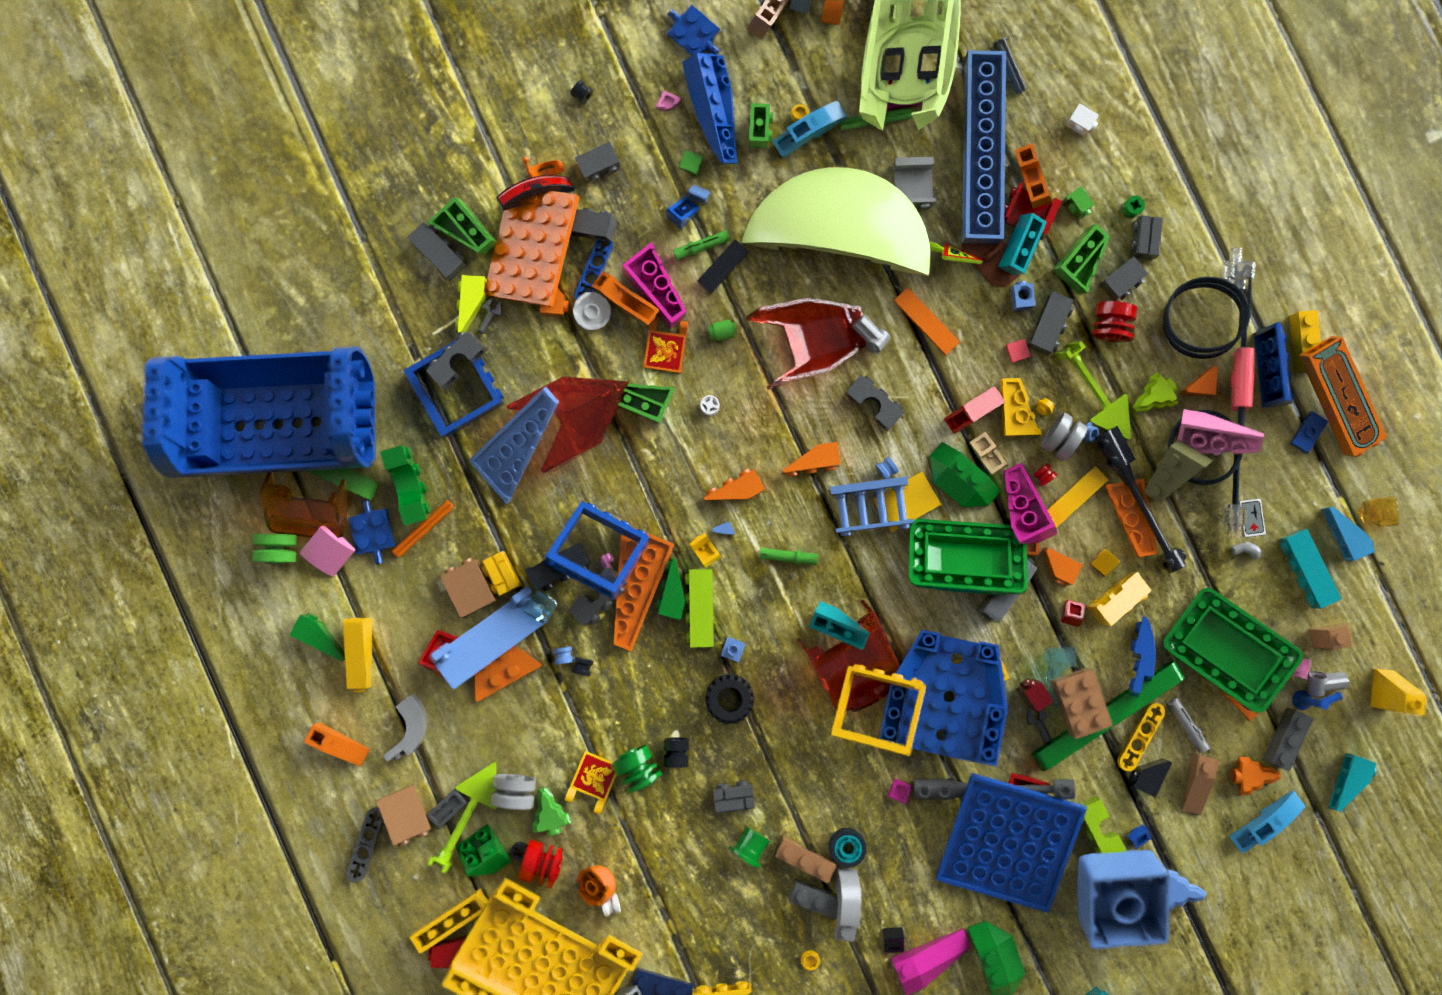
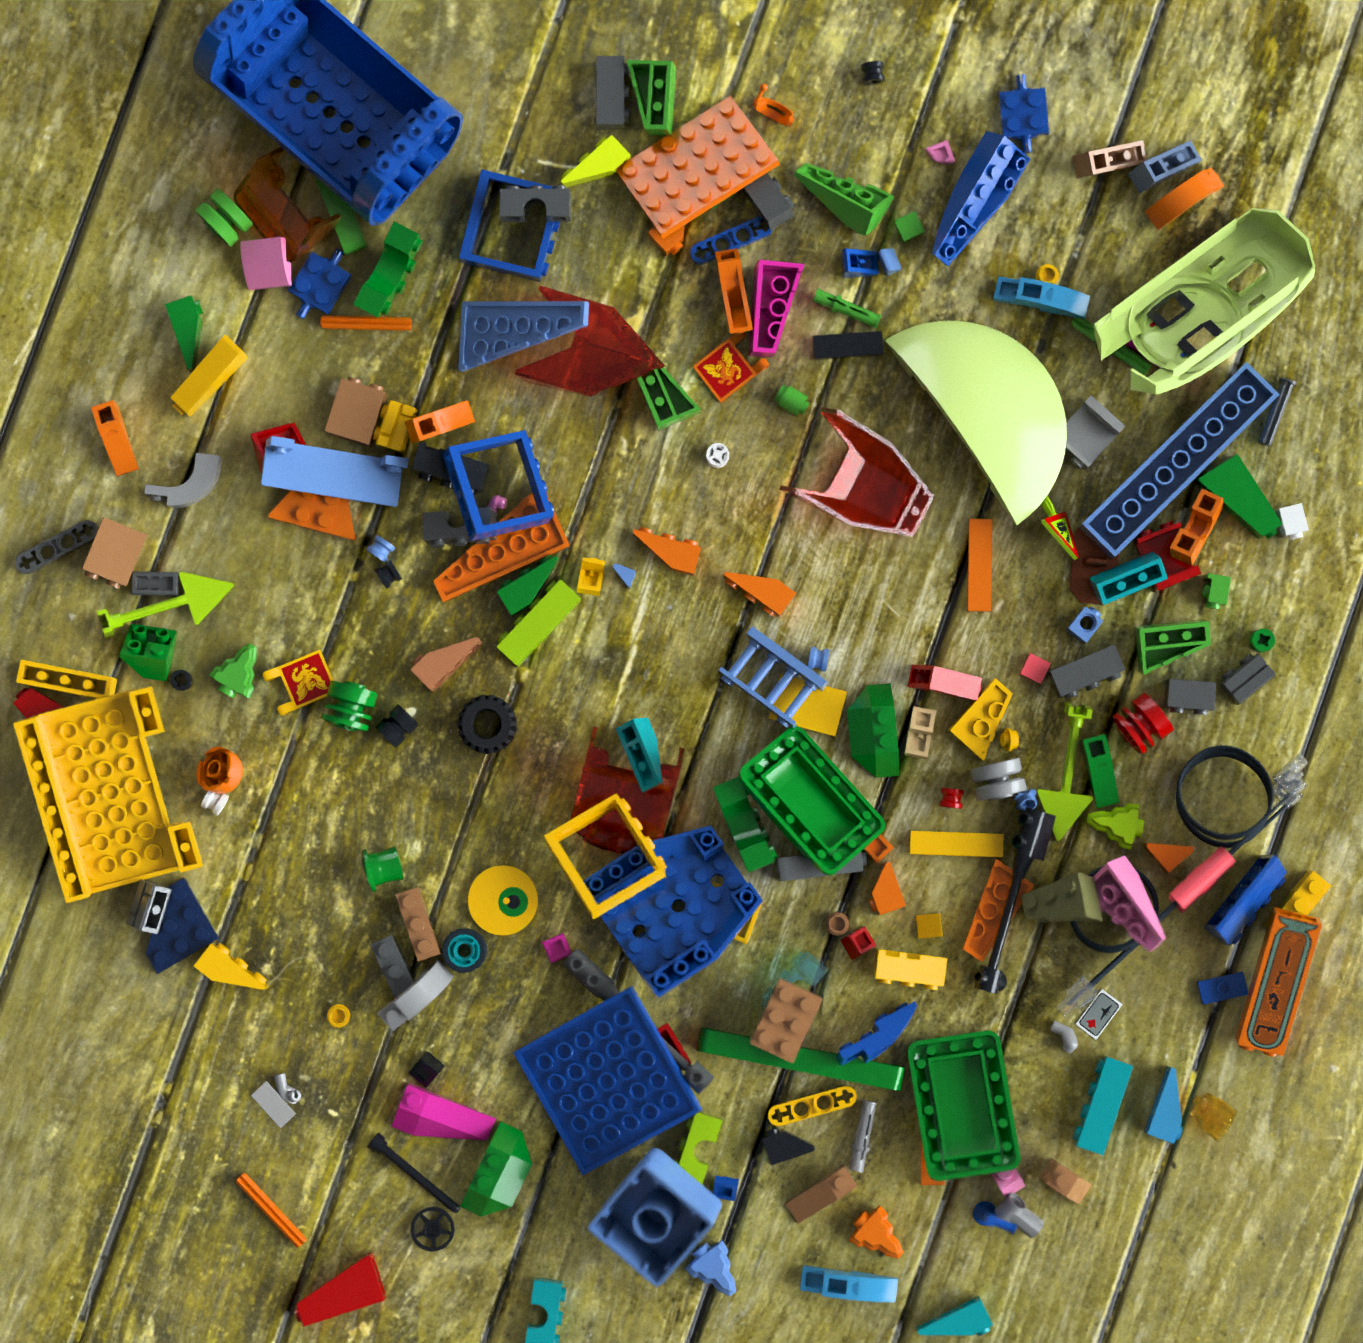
camera: 45 degrees right, 0 degrees up
(489, 314) = (603, 191): flat silver bar -> none
(513, 791) = (224, 624): light grey wheel -> none
(525, 545) = (439, 421): none -> orange slope
(533, 186) = (748, 117): slope -> none
(540, 607) = (402, 488): clear light blue panel -> none
(541, 864) = (190, 707): red wheel -> none
(591, 311) = (694, 274): white tile -> none
(598, 162) = (826, 149): dark grey brick -> none
(646, 180) = (853, 204): none -> bright green wedge
(666, 693) = (440, 664): none -> nougat slope
(733, 649) = (531, 685): medium blue brick -> none
(733, 797) = (408, 812): dark grey brick -> none
(759, 125) = (998, 252): bright green brick -> none
(788, 556) = (658, 652): bright green pin -> none
(840, 794) = (502, 900): none -> yellow tile
(864, 389) = (864, 570): dark grey arch -> none
(875, 337) = (919, 534): light grey piece -> none
(942, 611) = (743, 825): none -> green brick
(1027, 511) = (902, 816): dark pink wedge -> none
(1034, 694) = (753, 975): dark red brick -> none
(1040, 724) = (734, 1010): dark grey bar -> none
(1042, 132) = (1241, 497): none -> green slope
(1050, 614) = (837, 923): none -> medium nougat plate
(1114, 372) = (1100, 770): none -> green slope
(1288, 739) = (937, 1231): dark grey brick -> none
(1396, 694) = (1067, 1277): yellow slope -> none

